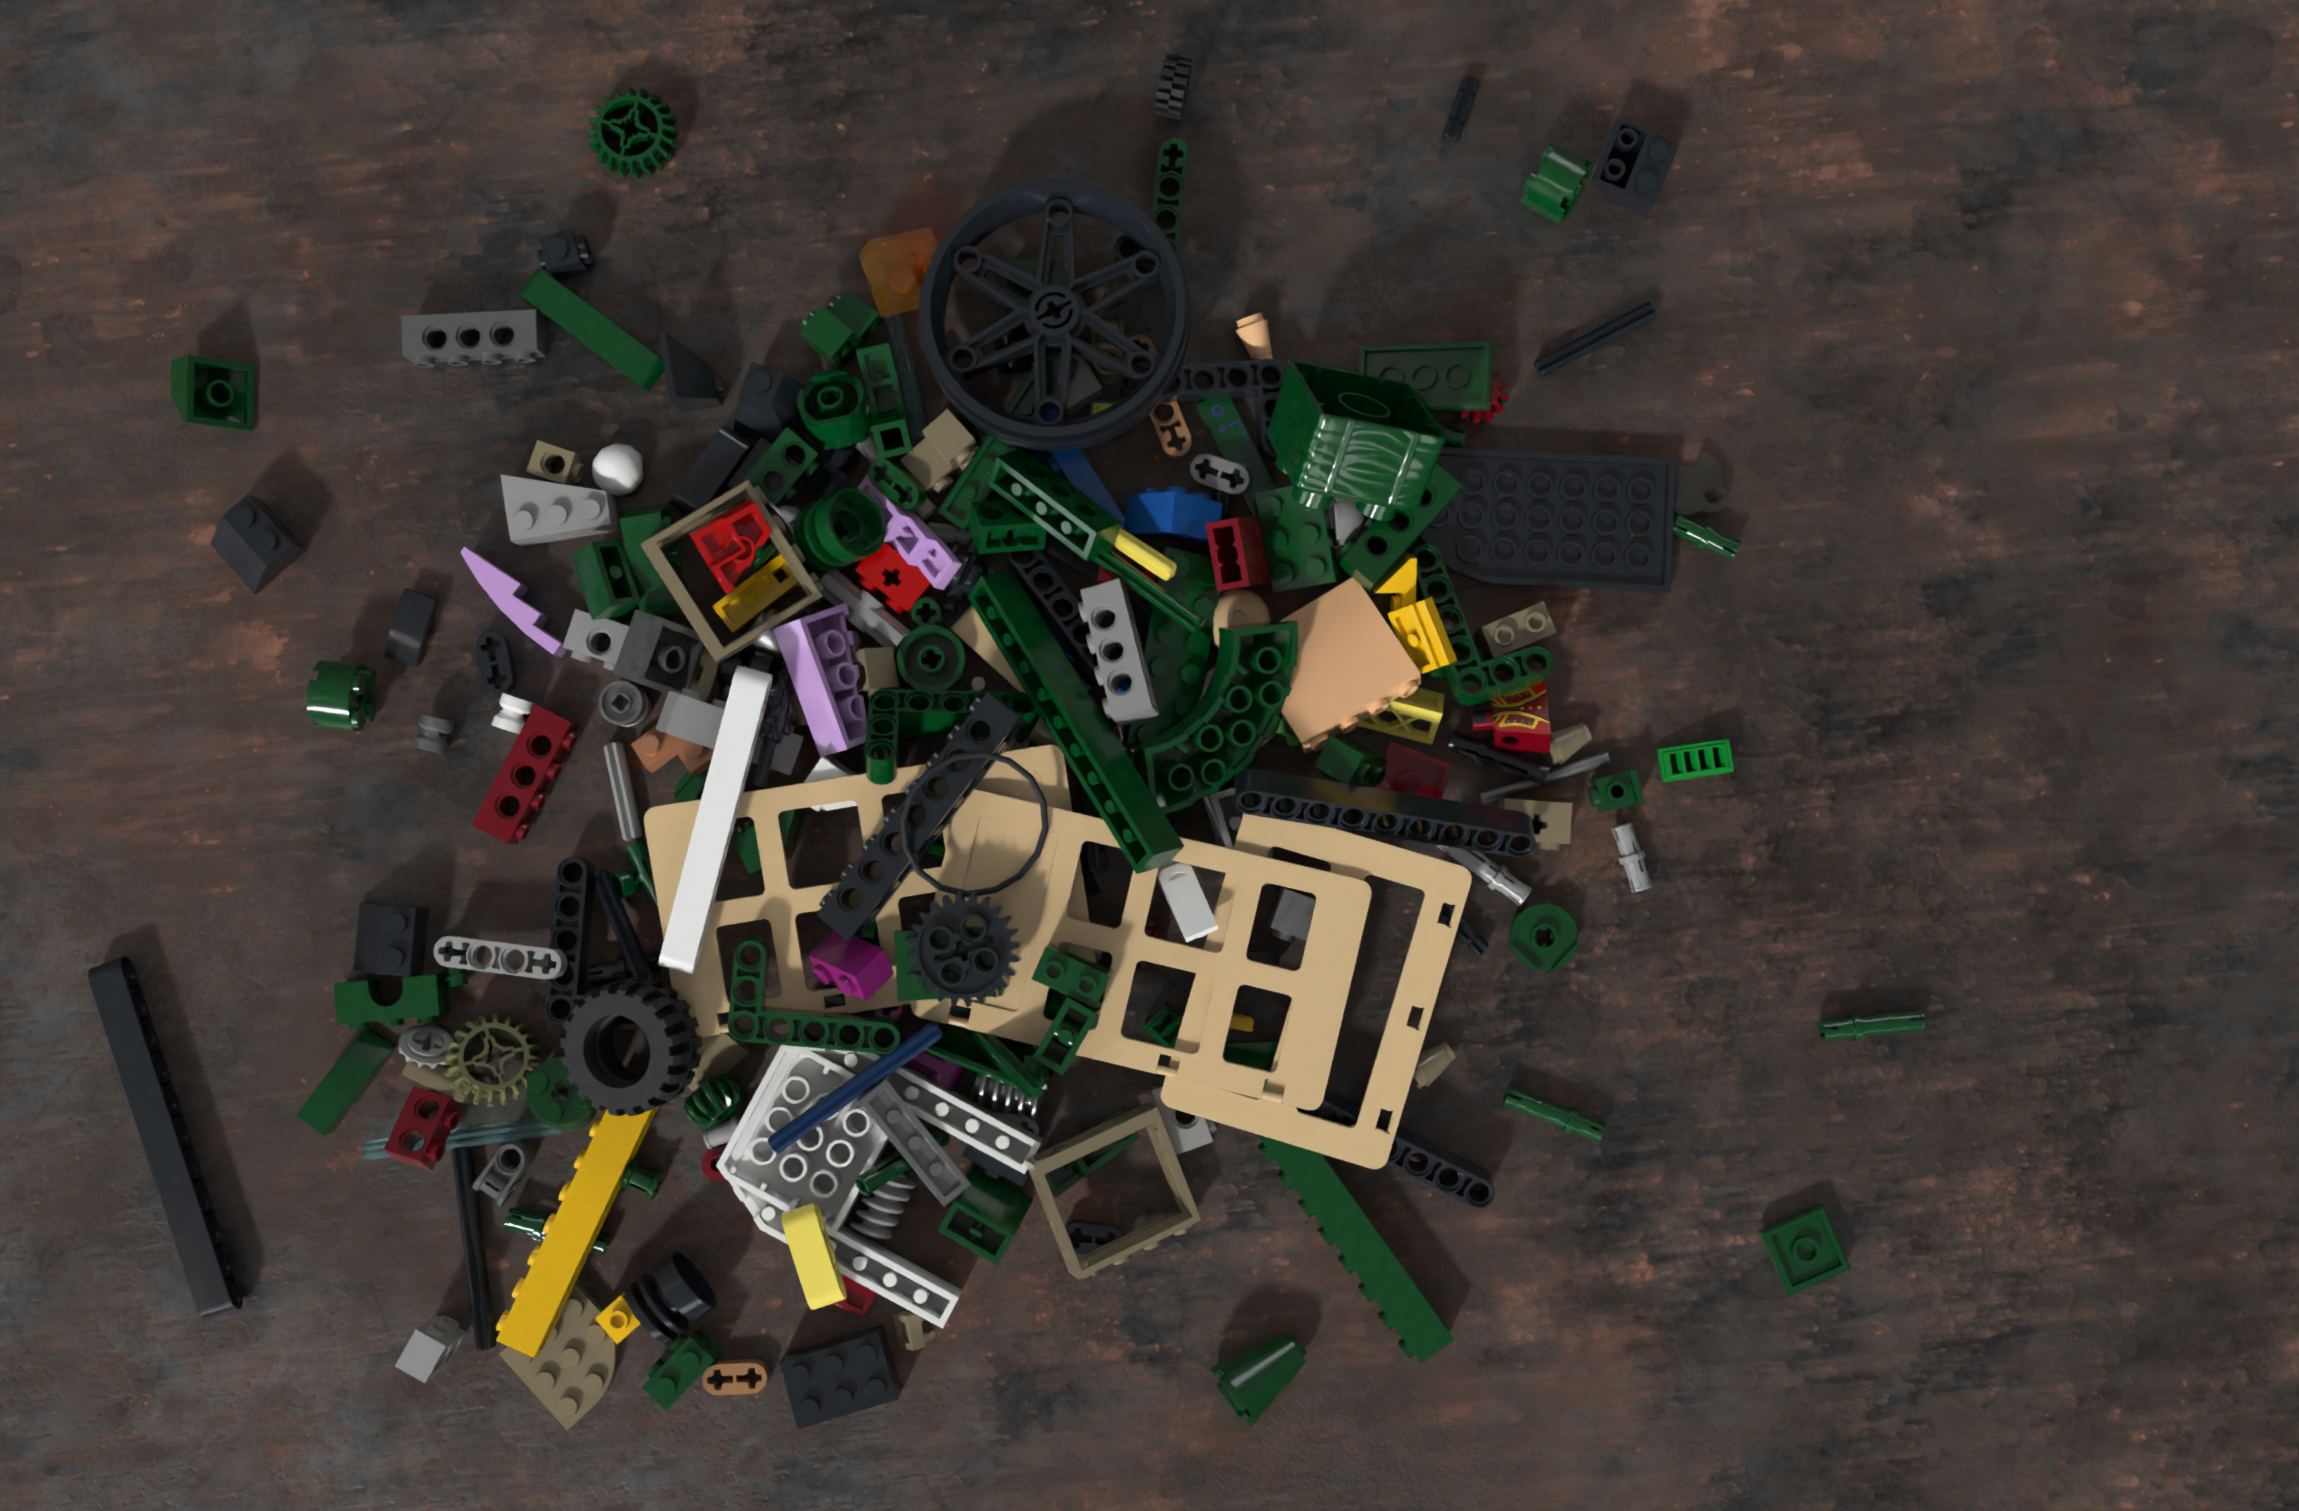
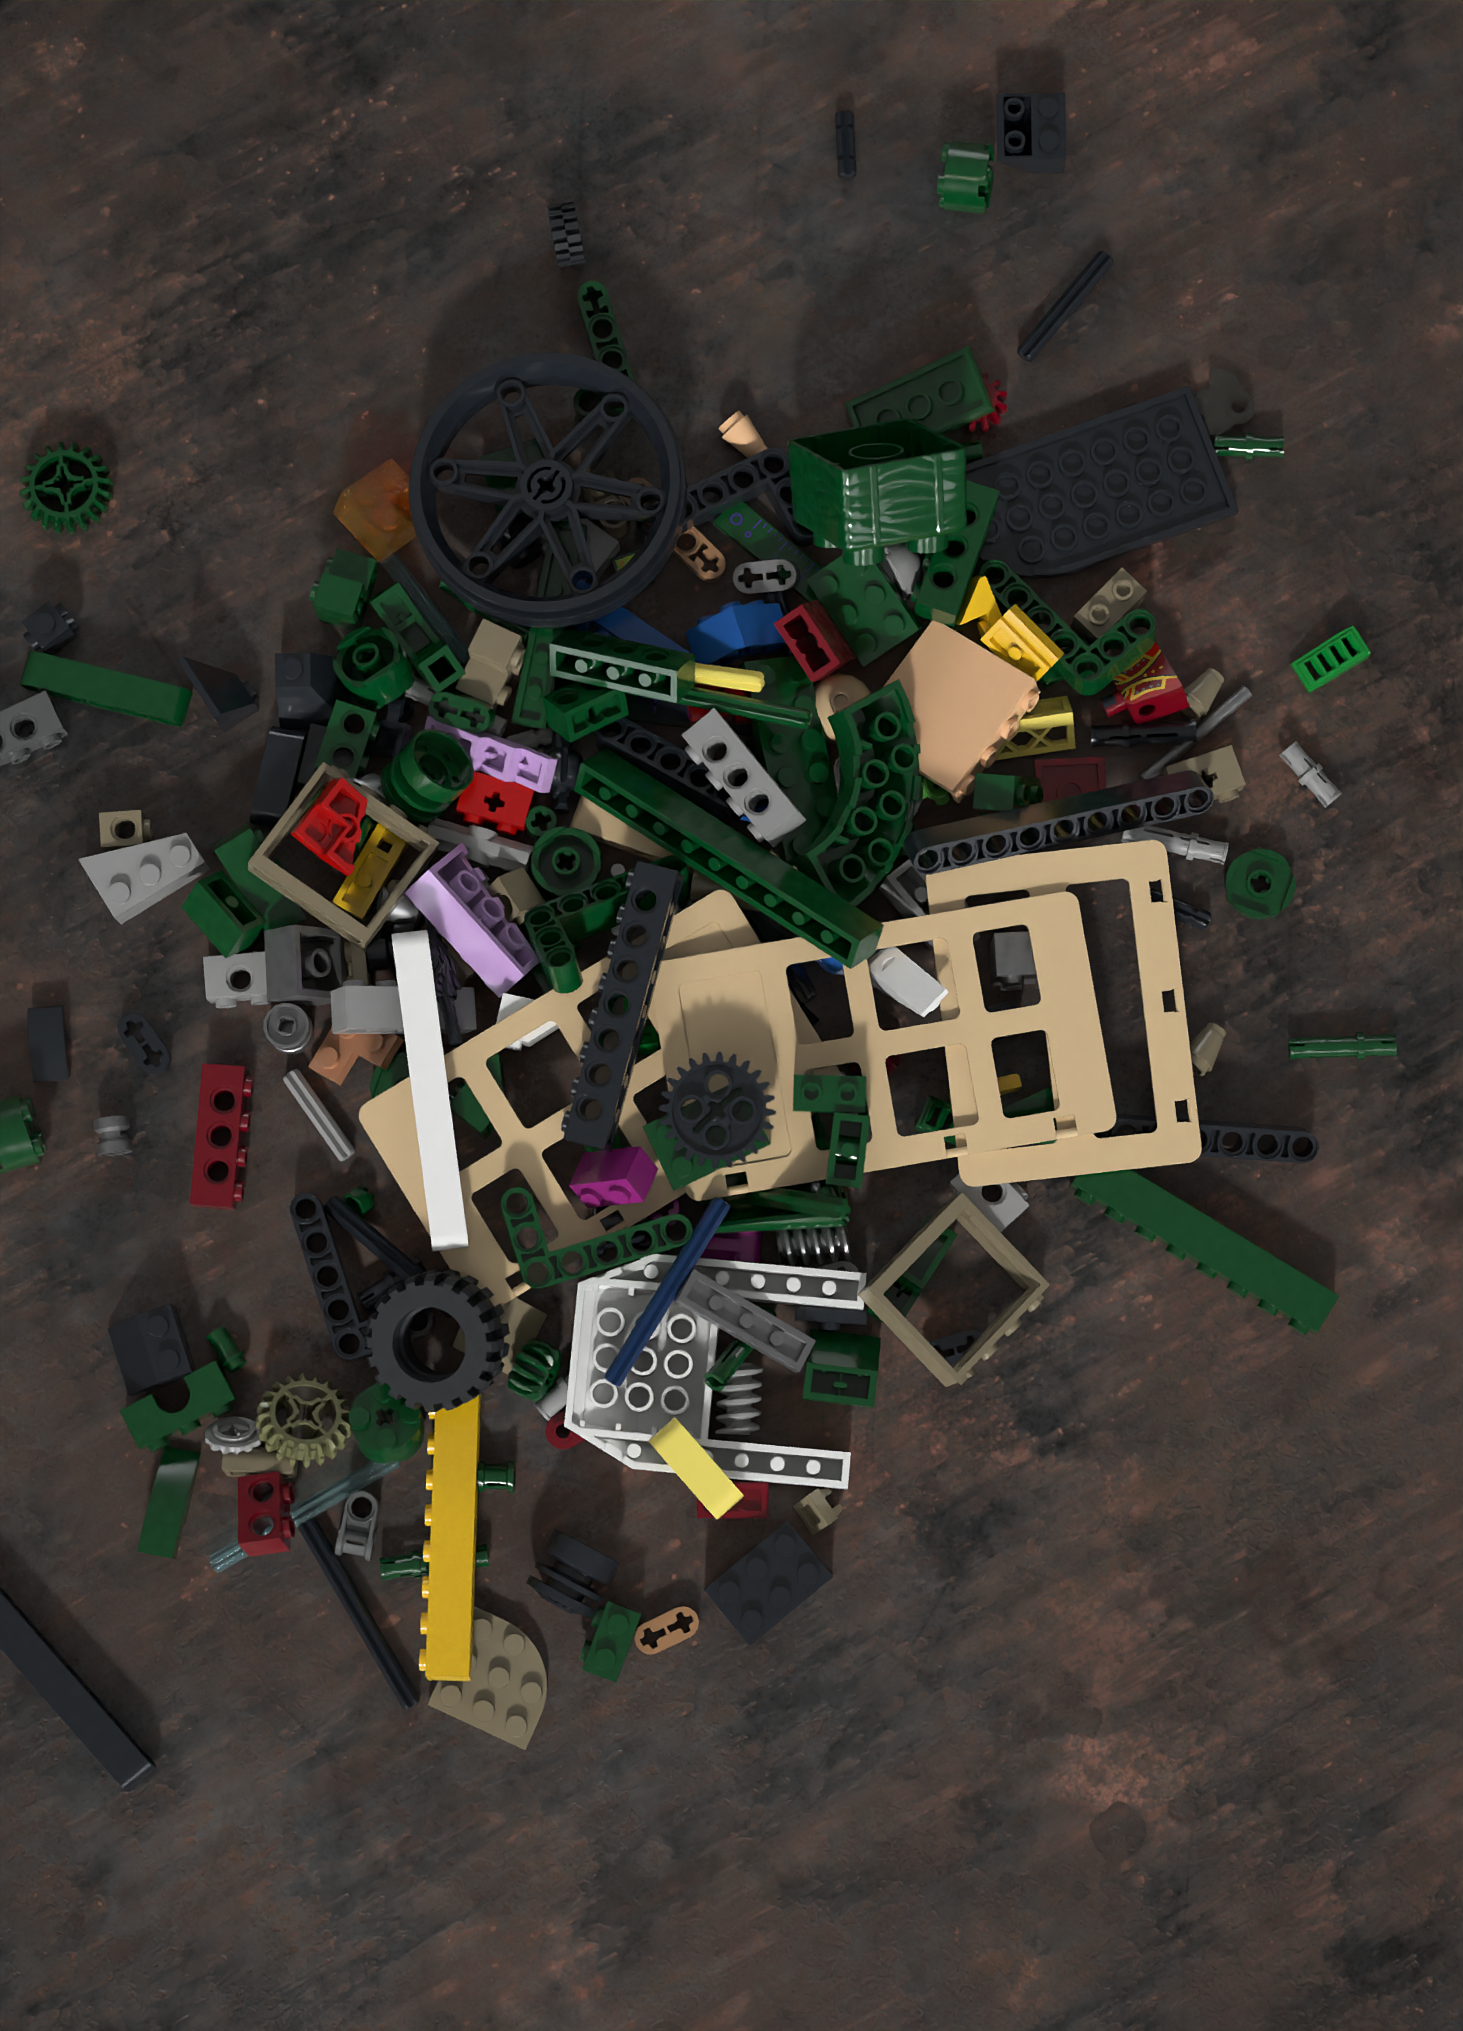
camera: 20 degrees left, 5 degrees down
(431, 1348) = (362, 1719): light grey brick -> none
(500, 957) = (270, 1313): light grey beam -> none
(508, 596) = (129, 972): lavender slope -> none
(513, 713) = (183, 1088): white wheel -> none
(618, 469) = (185, 811): white hair -> none
(618, 1319) = (533, 1614): yellow brick -> none
(638, 853) = (377, 1181): dark green pin -> none
(969, 755) = (608, 990): black piece -> none
(1259, 1376) = (1168, 1412): dark green cone -> none
(1630, 788) = (1279, 708): dark green brick -> none

